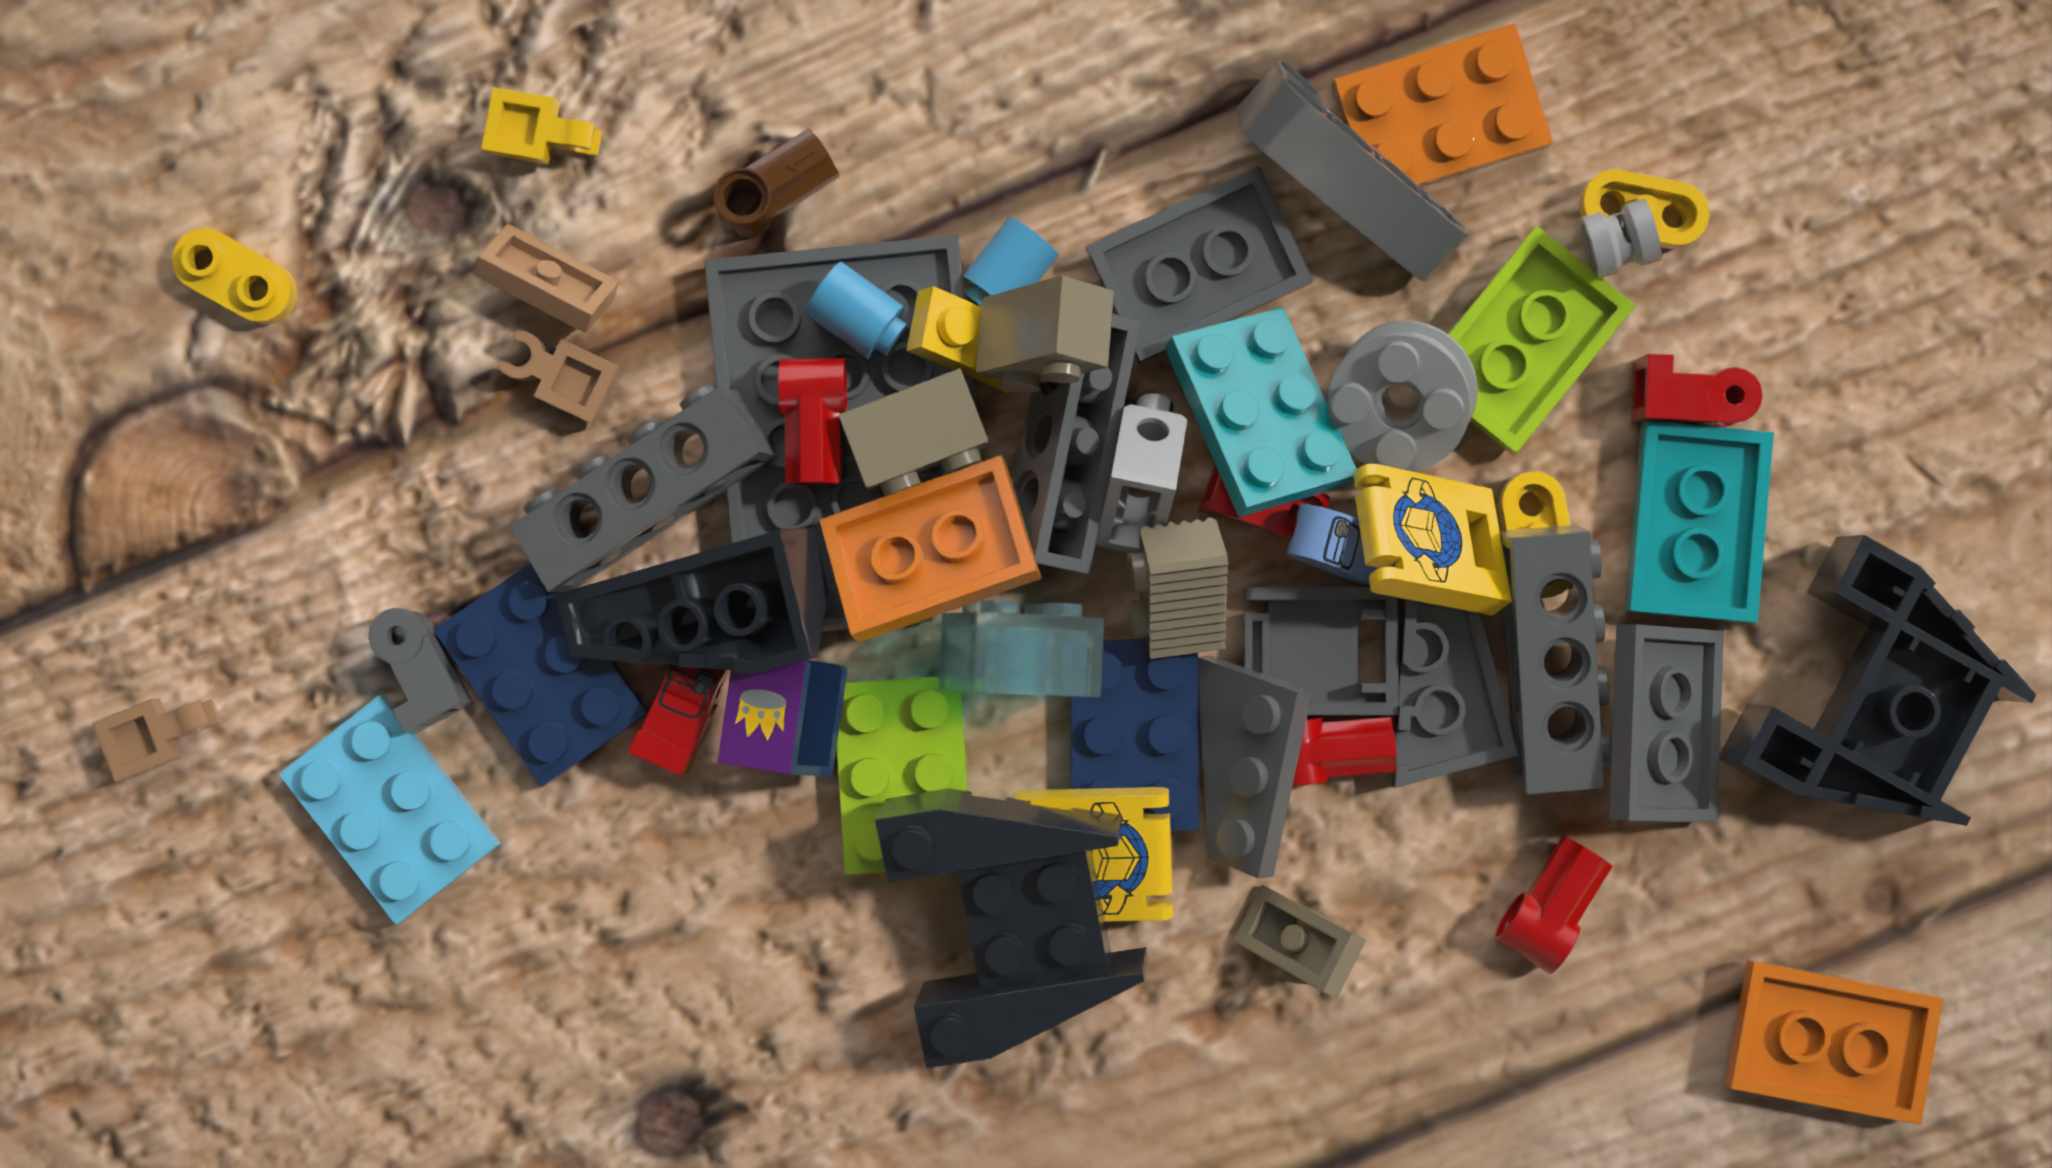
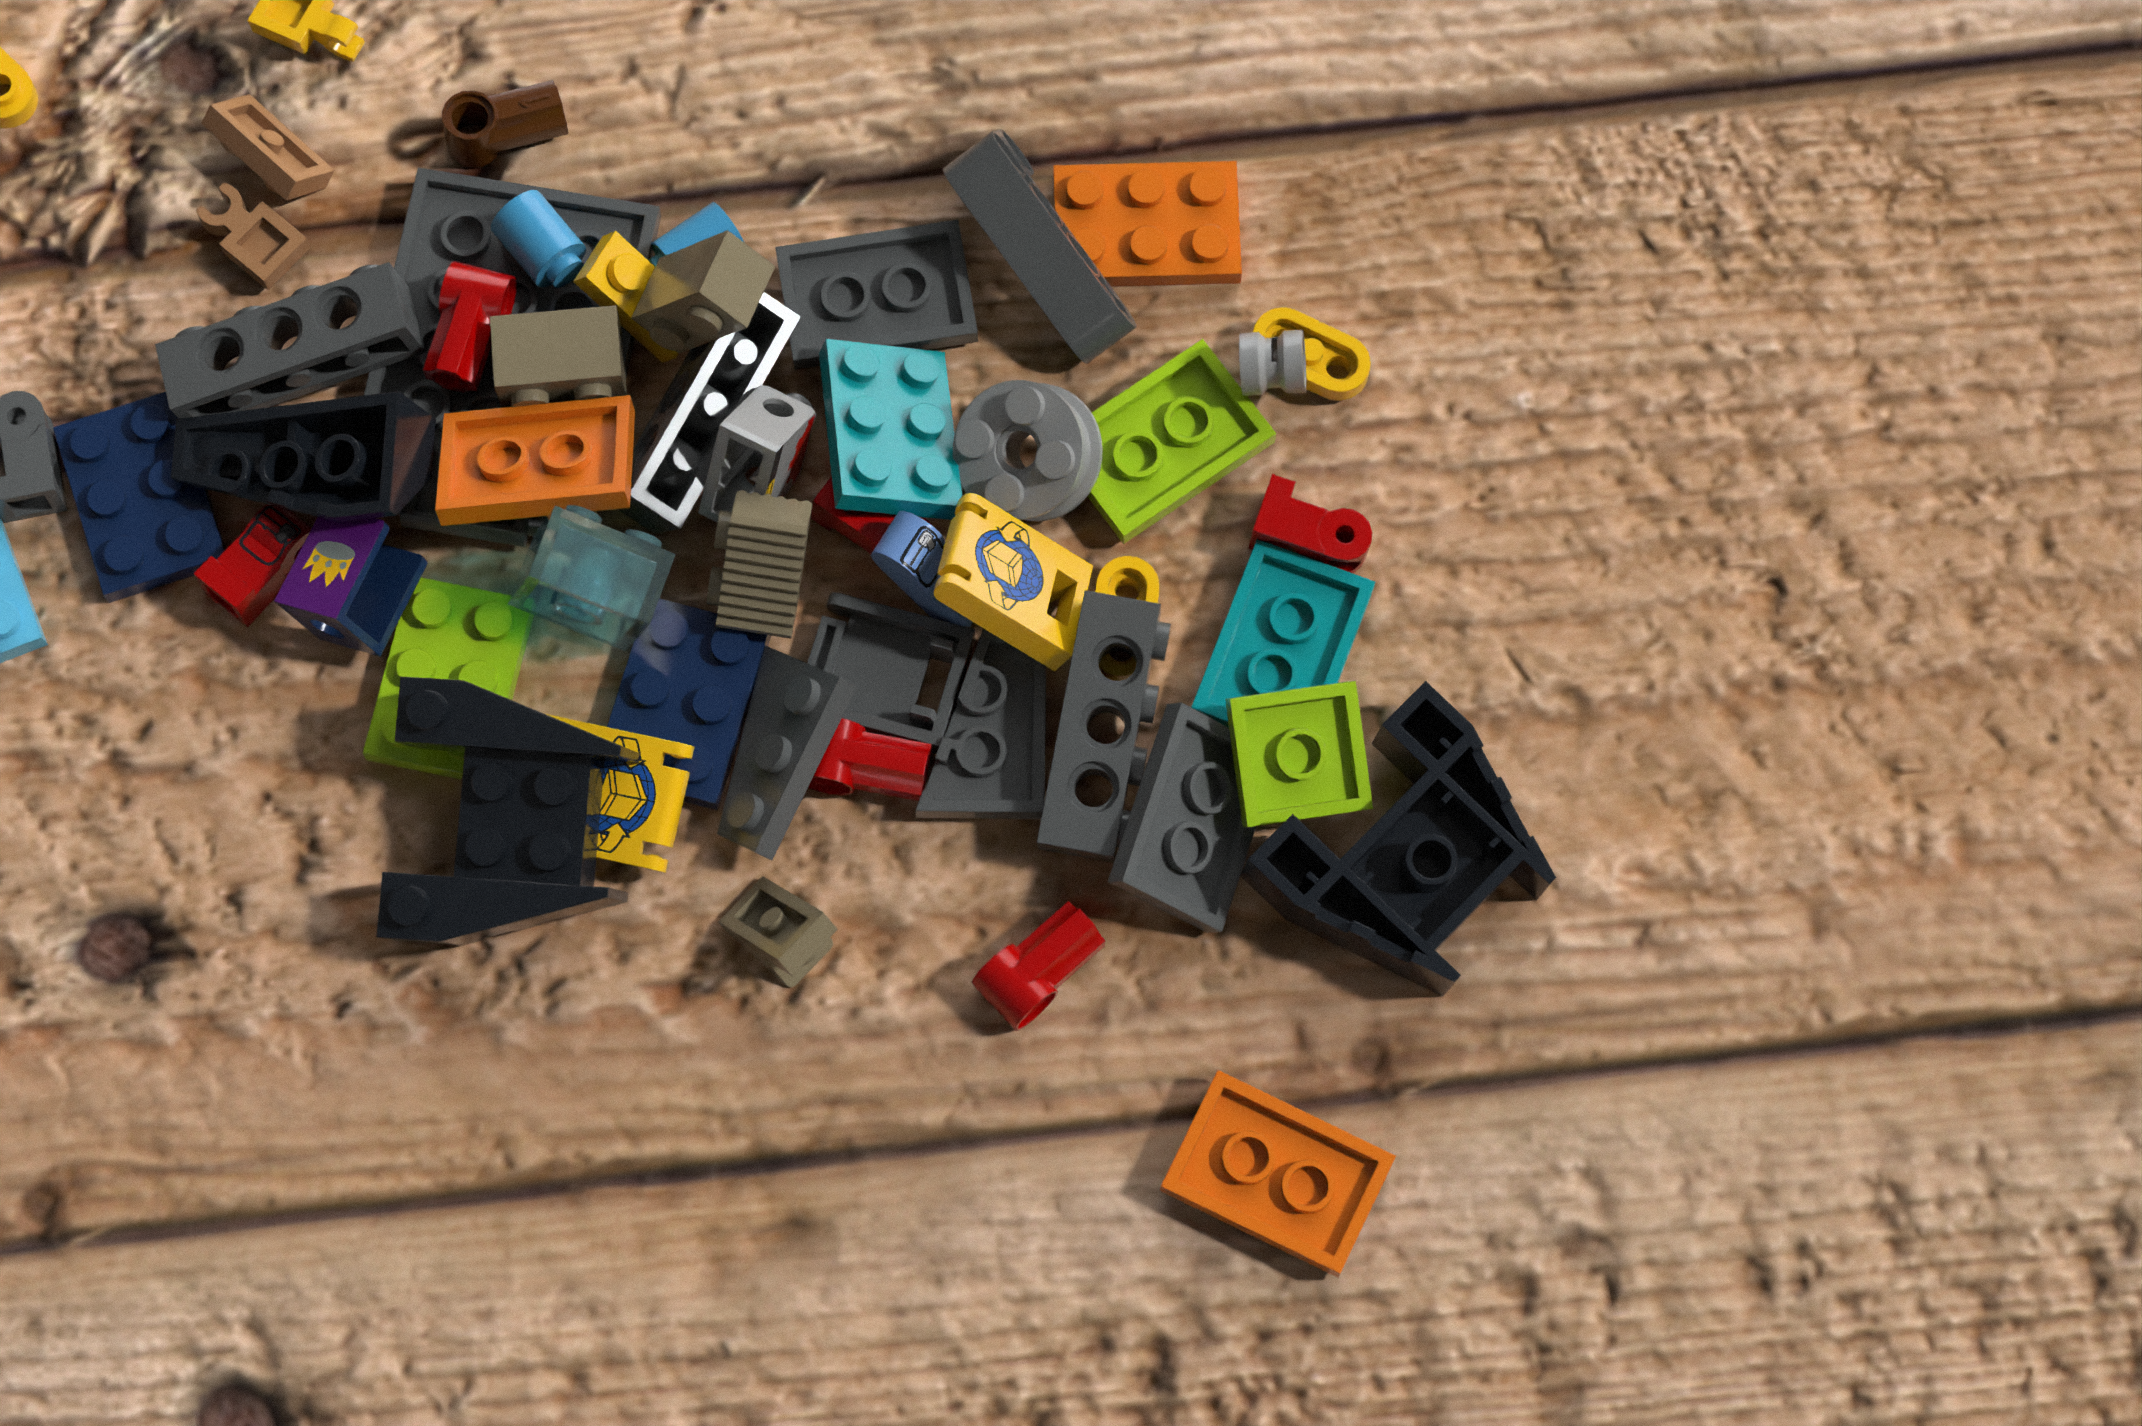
camera: 15 degrees right, 15 degrees down
(1754, 635) = (1299, 753): none -> lime plate

